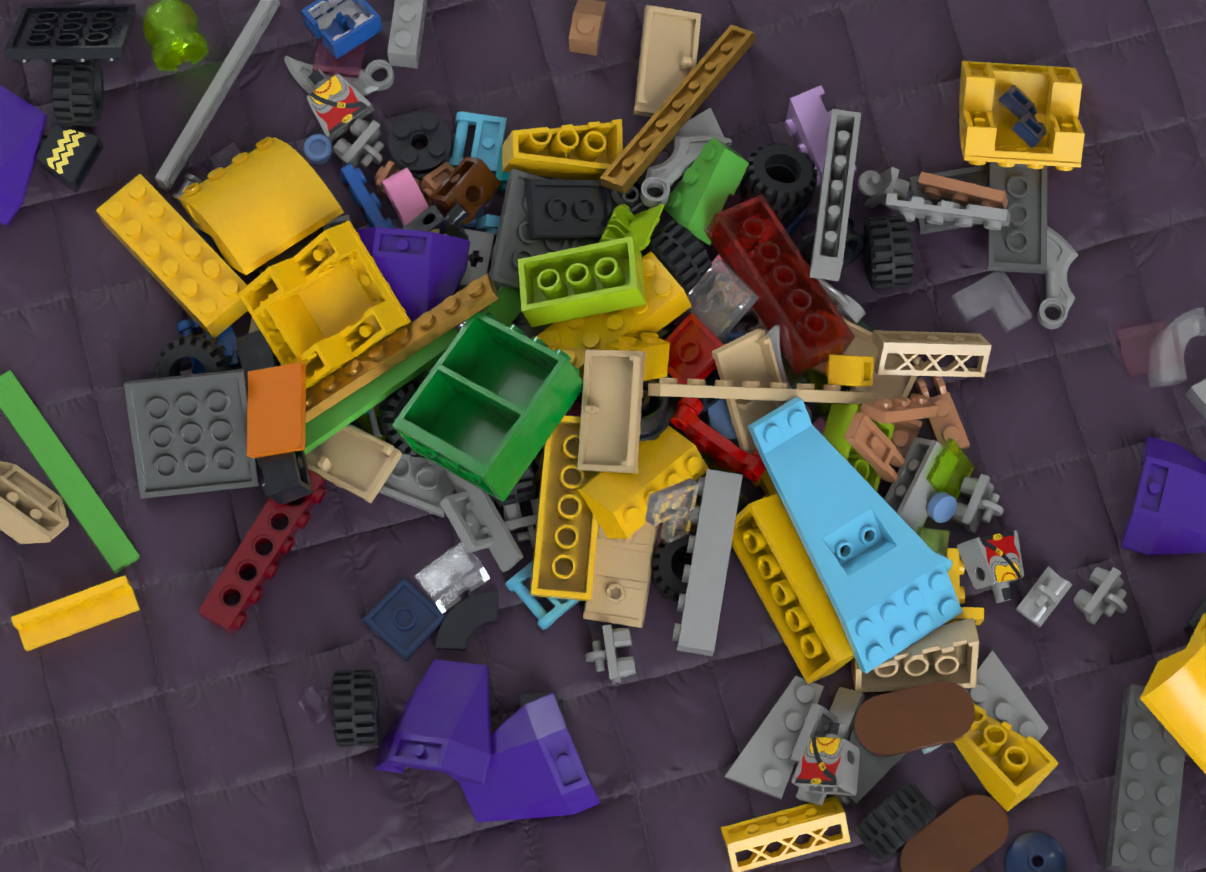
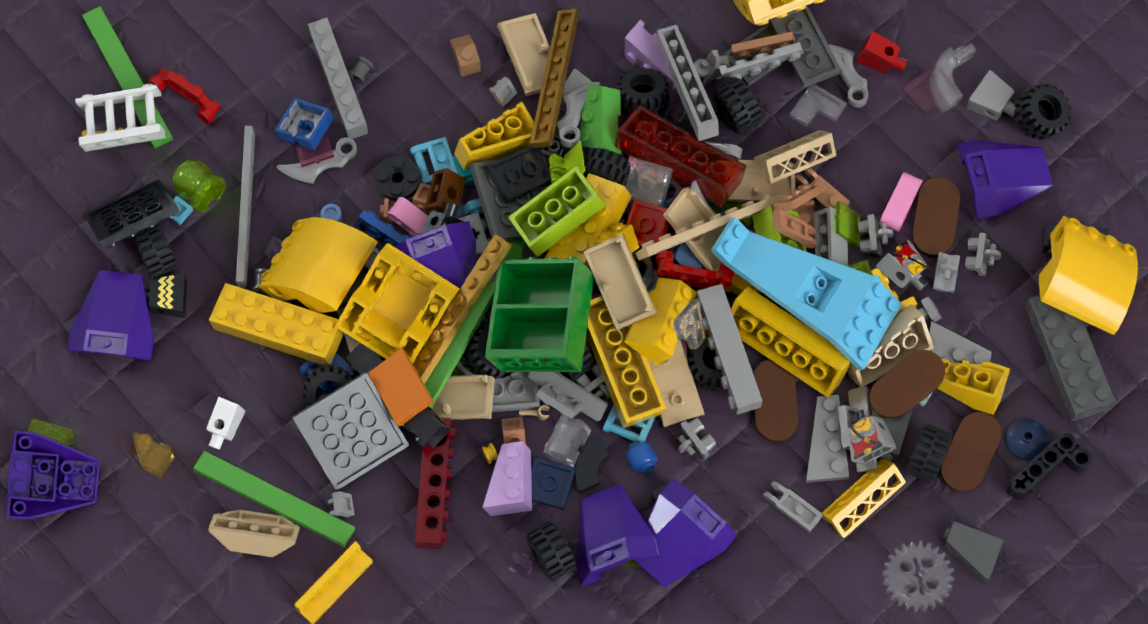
camera: 25 degrees left, 5 degrees down
(50, 345) = (224, 413): none -> white torso
(137, 55) = (185, 210): none -> medium azure plate
(138, 519) = (342, 504): none -> light grey tile
(336, 103) = (329, 179): torso -> none
(351, 545) = (490, 453): none -> yellow bush
(356, 593) = (511, 481): none -> lavender wedge
(365, 148) = (359, 189): light grey hips -> none
(392, 533) = (513, 430): none -> nougat bracket
(433, 520) = (536, 412): none -> tan hand
(533, 643) = (641, 457): none -> blue head
(608, 95) = (503, 91): none -> light grey tile
(691, 804) = (794, 507): none -> light grey hinge
(740, 655) = (779, 411): none -> reddish brown tile
(850, 370) = (753, 188): yellow brick -> none
(941, 507) = (853, 247): medium blue tile -> none
(996, 635) = (930, 310): none -> light grey tile
(1035, 476) = (901, 201): none -> bright pink beam
(1070, 517) = (936, 216): none -> reddish brown tile
(1109, 274) = (880, 54): none -> red torso

